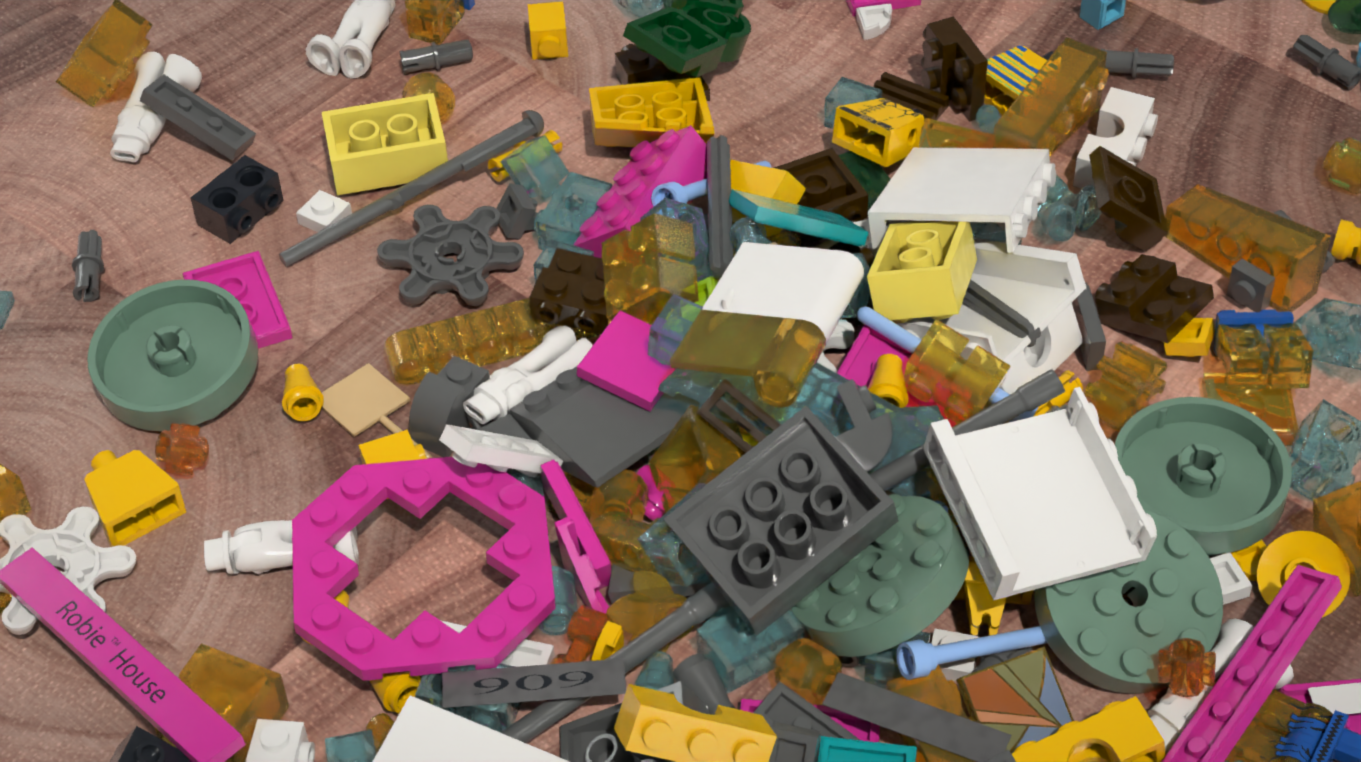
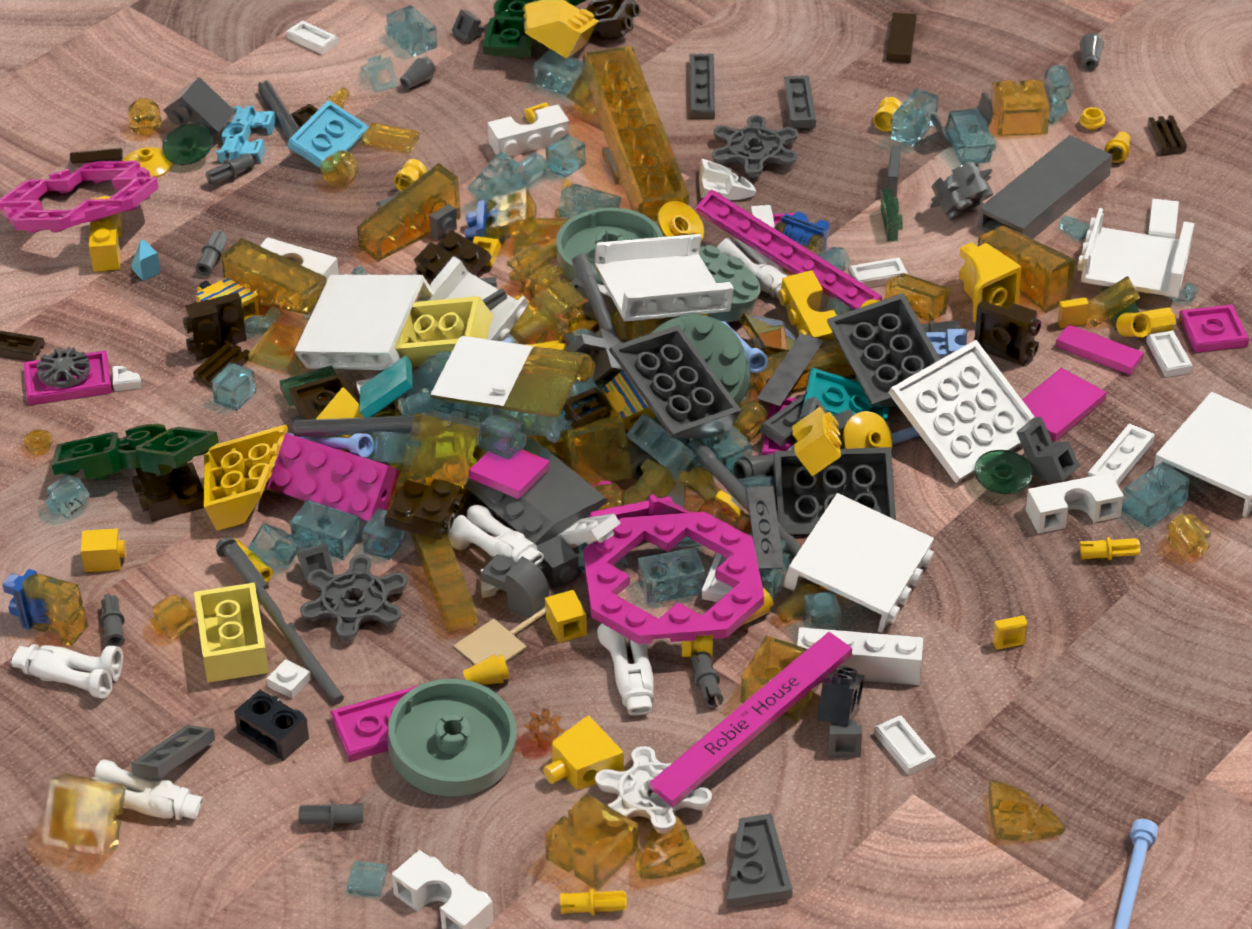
camera: 90 degrees left, 5 degrees down
(252, 631) = (707, 679): none -> dark grey pin
(460, 577) = (671, 575): none -> clear light blue brick
(878, 130) = (278, 362): yellow torso -> none
(1129, 198) = (375, 258): dark brown plate -> none
(1186, 667) = (759, 261): clear orange gear -> none

